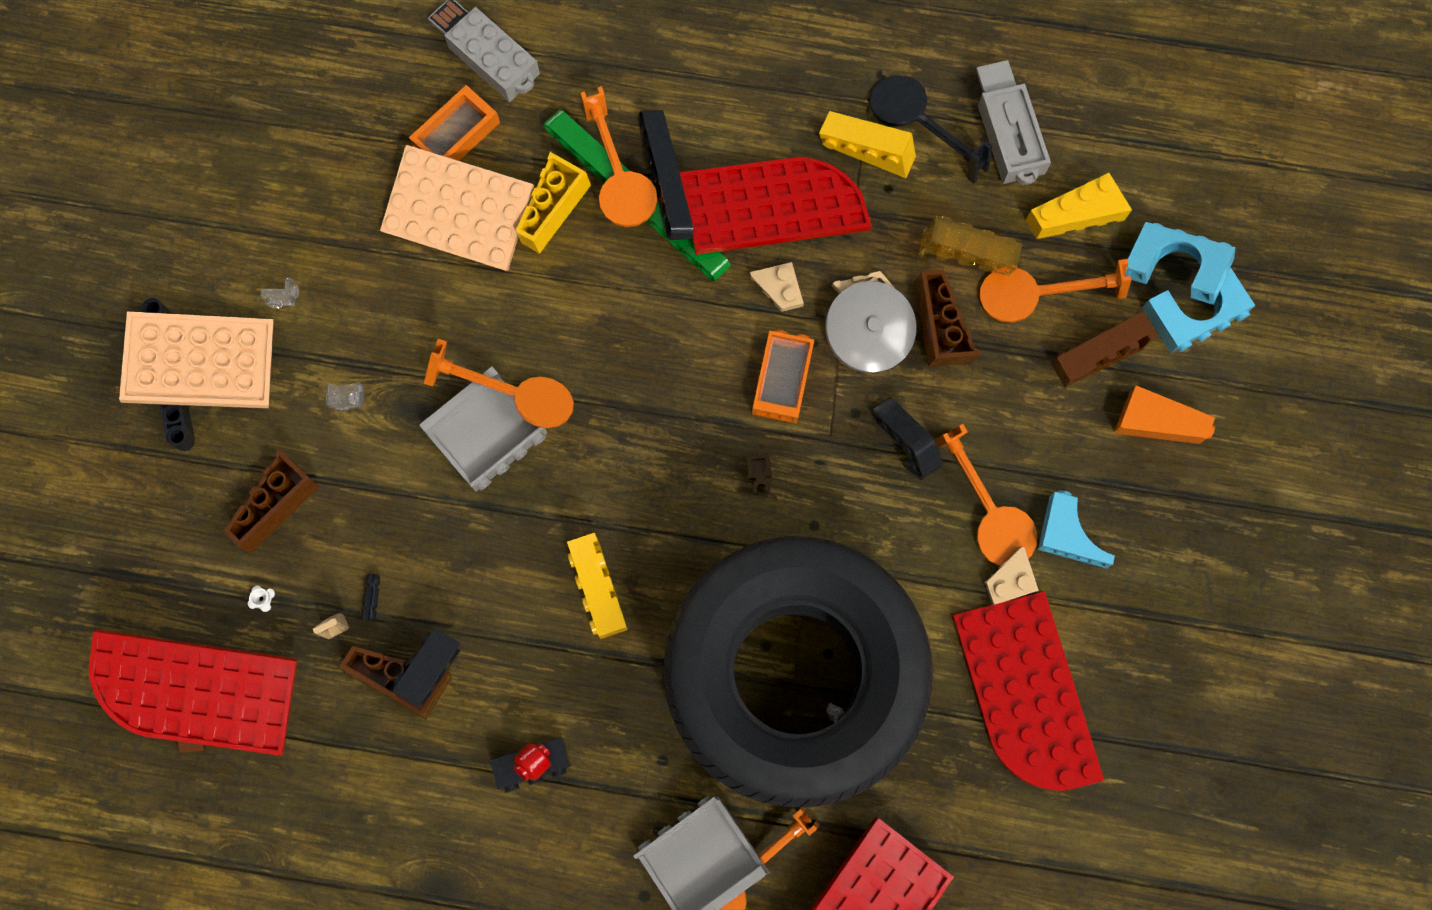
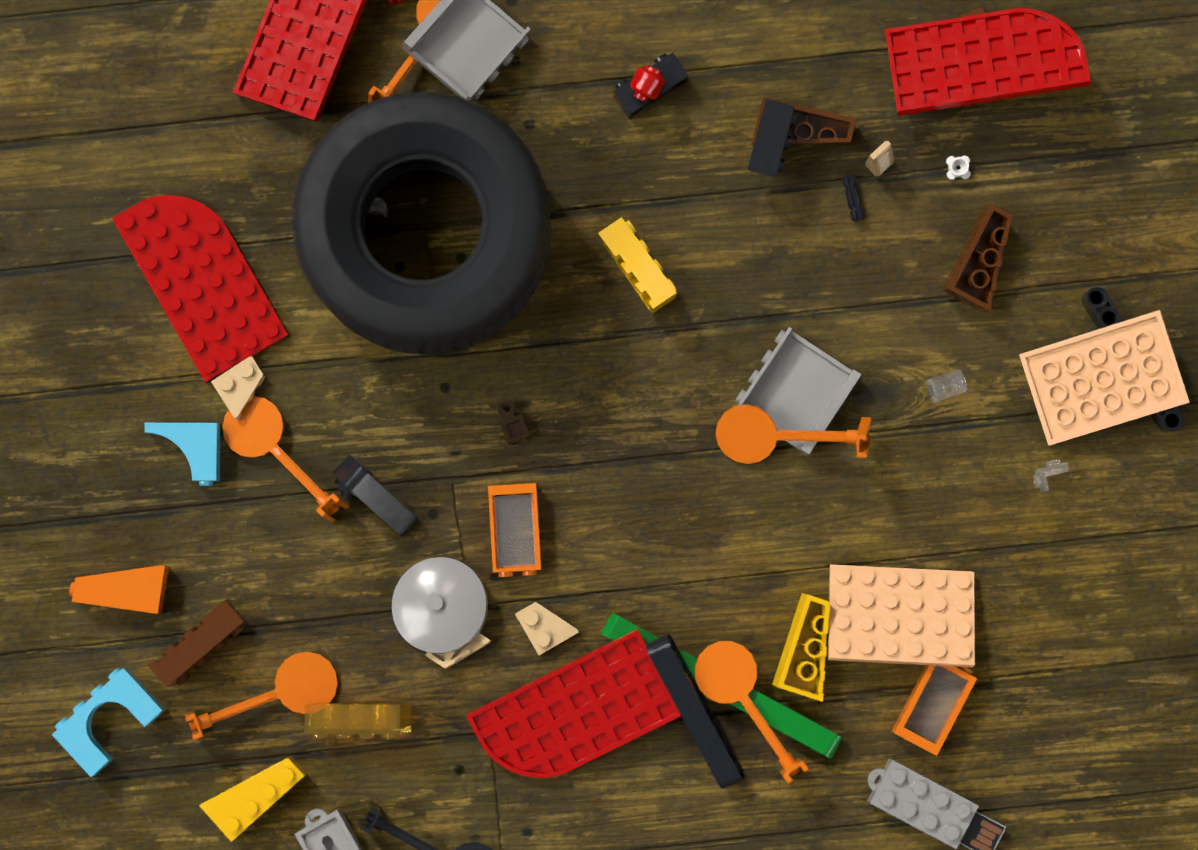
camera: 165 degrees right, 10 degrees up
(869, 142) = (492, 810): yellow wedge -> none
(943, 329) = (367, 628): reddish brown wedge -> none
(1157, 241) = (165, 780): medium azure arch -> none

